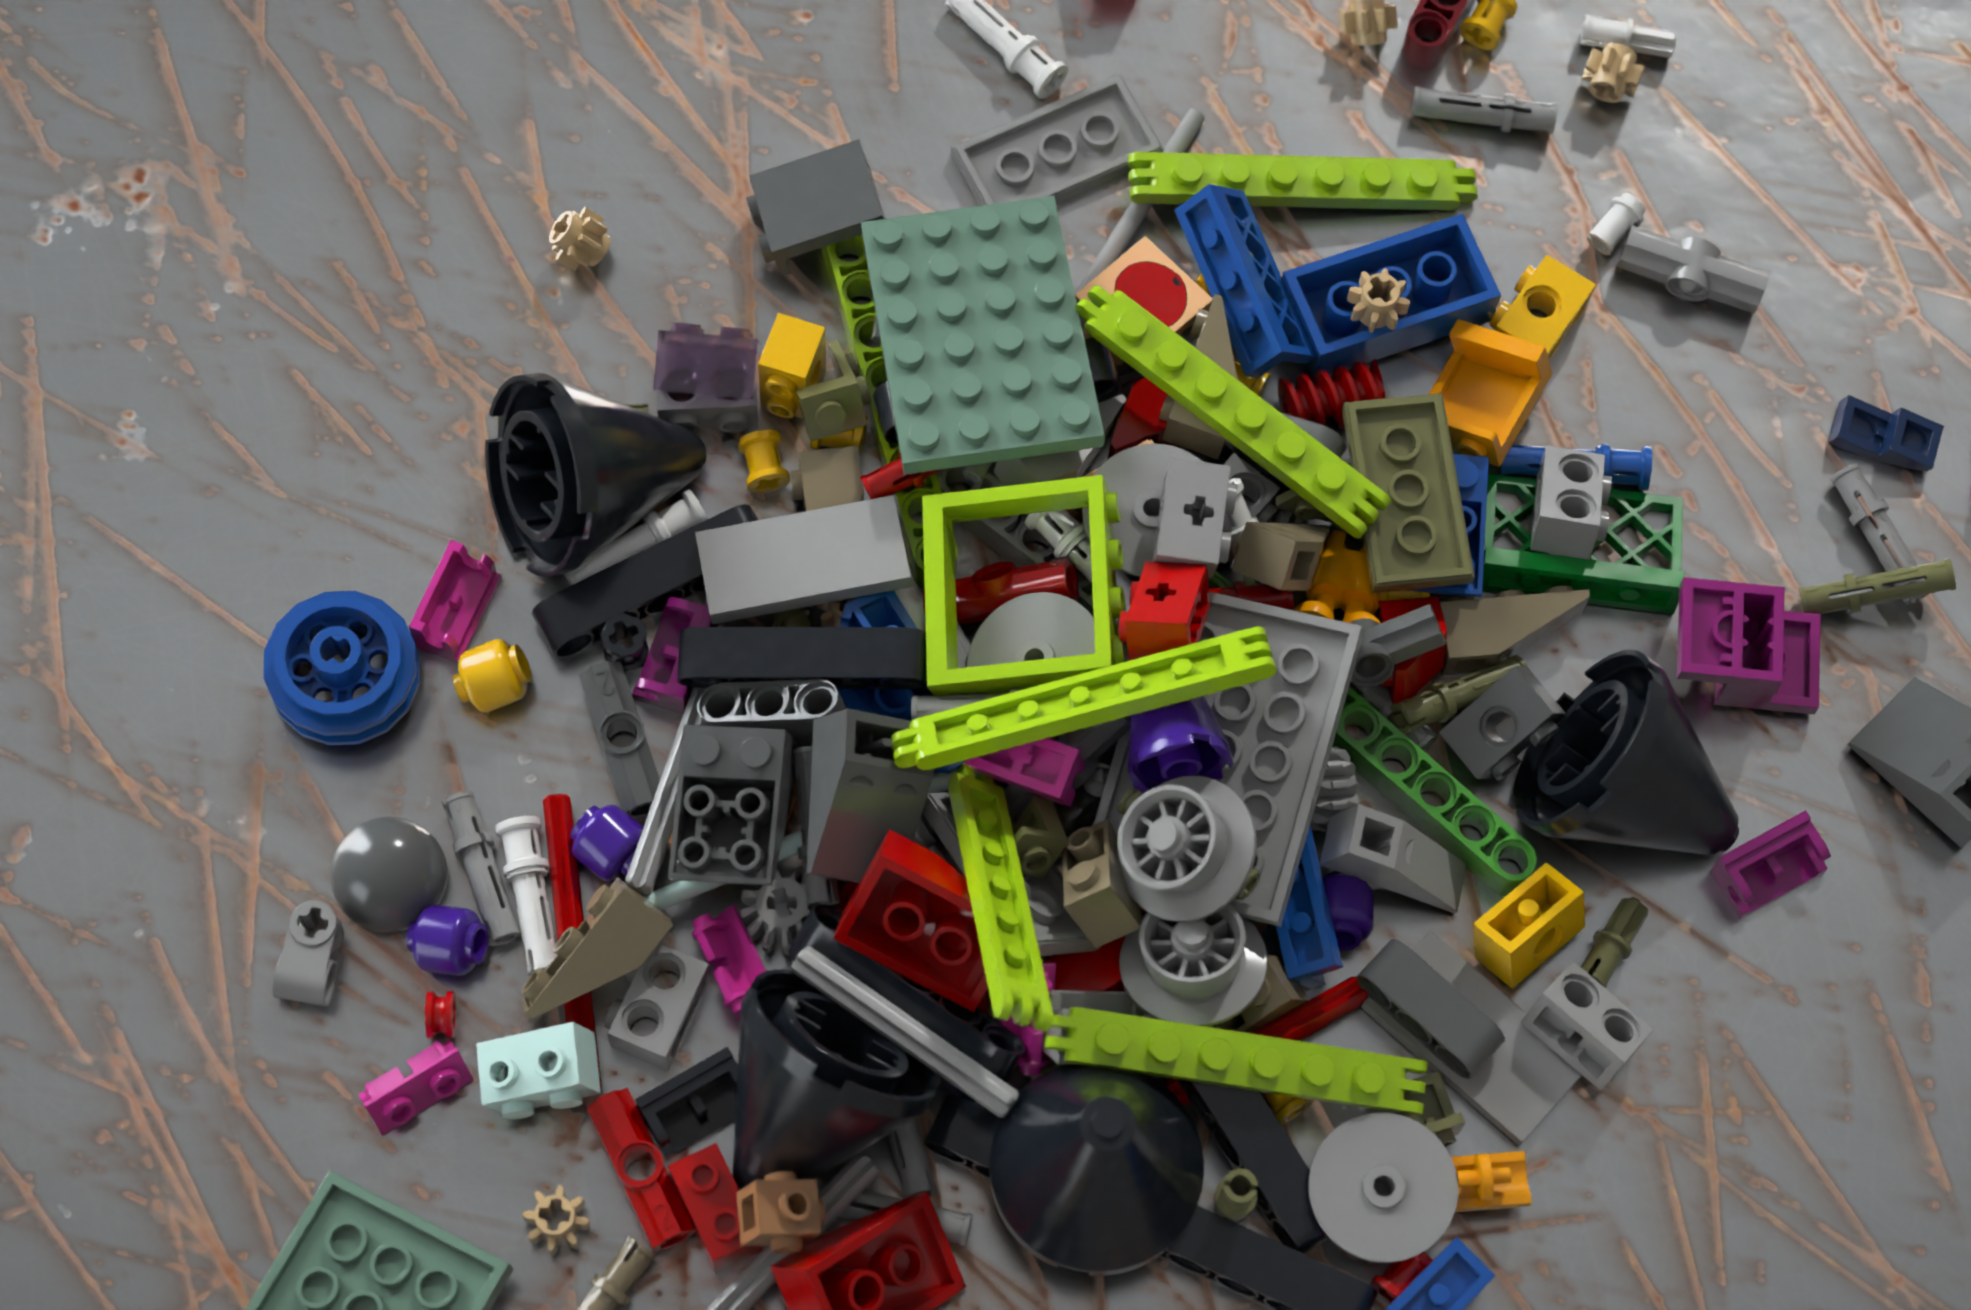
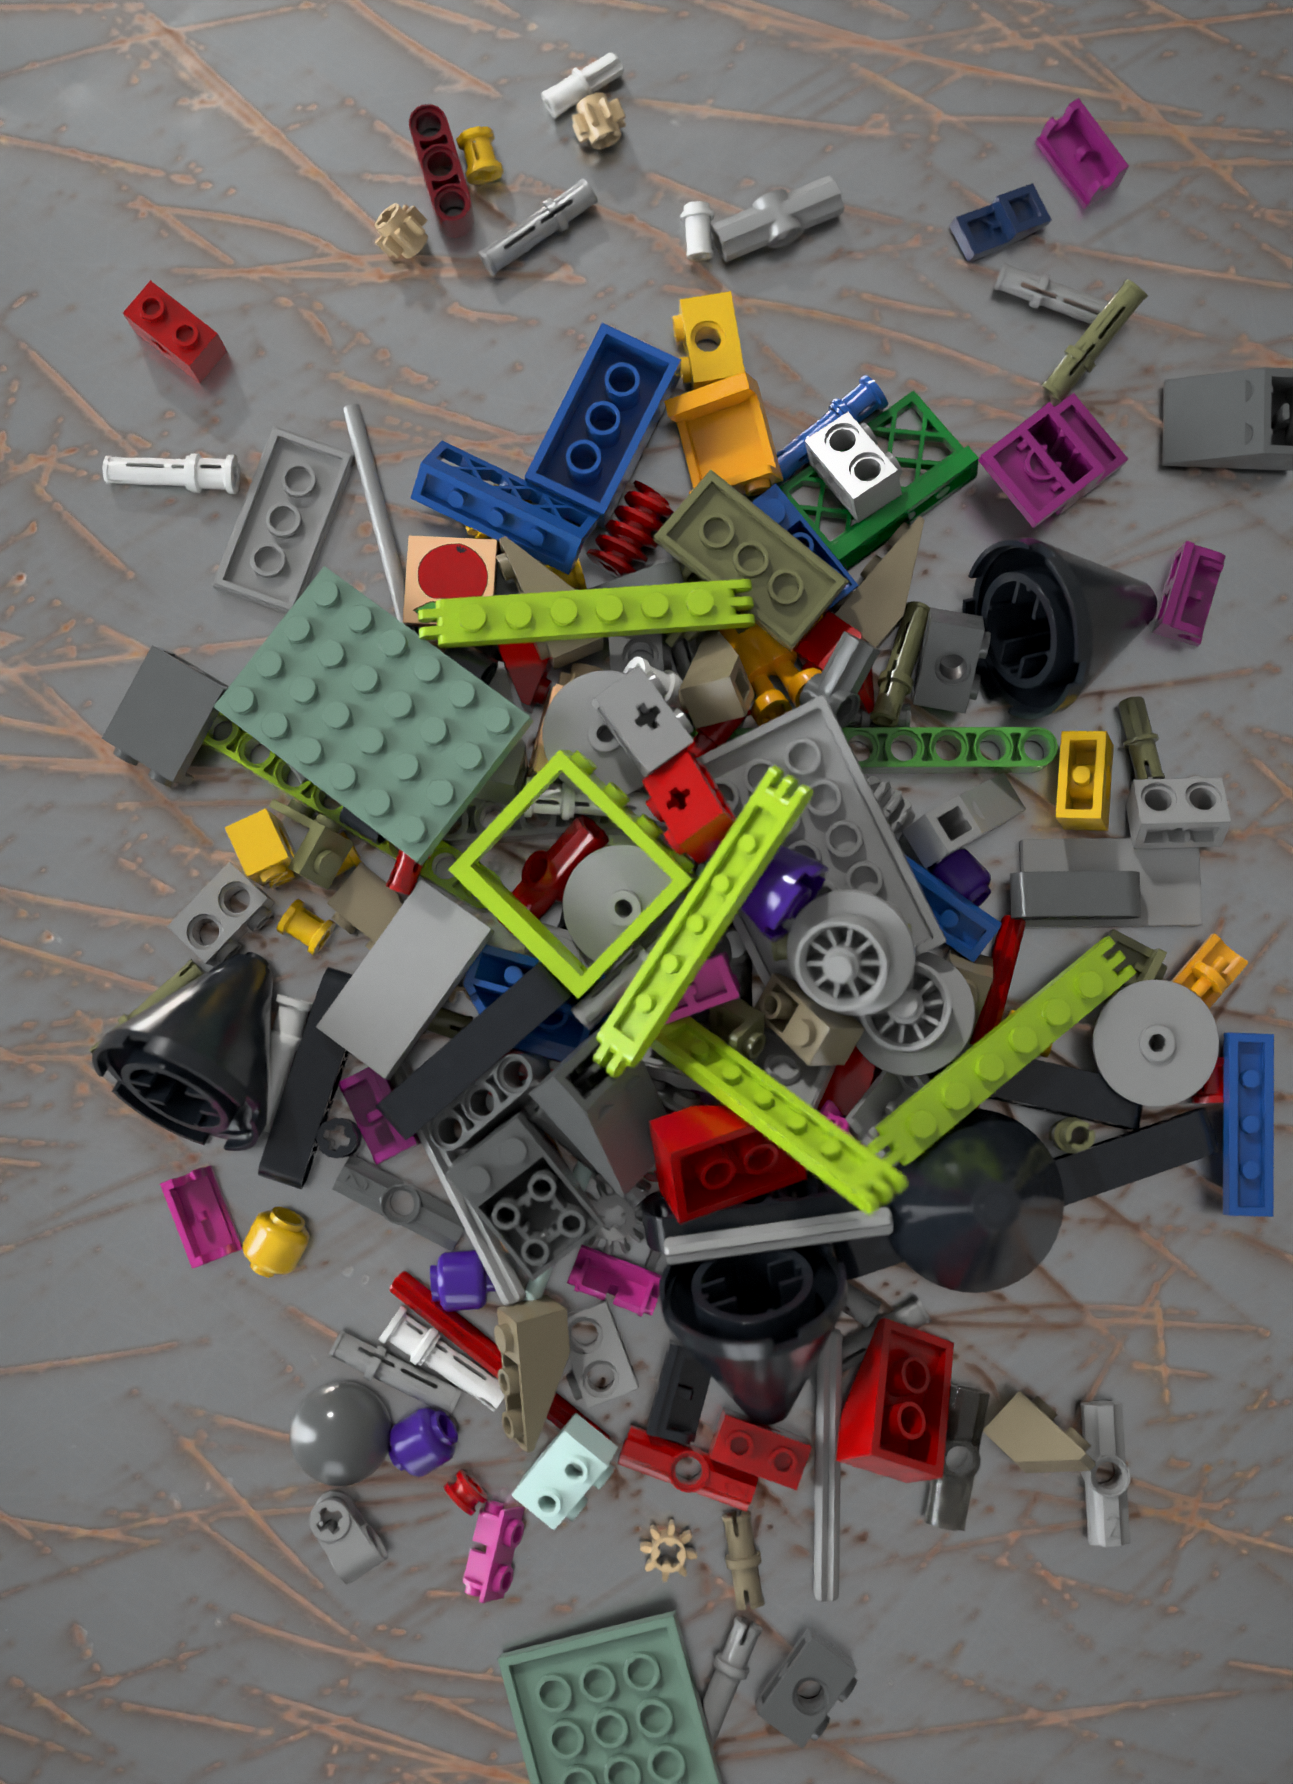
camera: 40 degrees left, 15 degrees up
(330, 627) = (211, 1366): blue wheel -> none
(579, 238) = (30, 888): tan gear -> none
(707, 363) = (205, 899): clear purple bracket -> none
(780, 1212) = (814, 1426): medium nougat brick -> none
(1304, 180) = (466, 394): lime hinge -> none
(1378, 300) = (601, 434): tan gear -> none

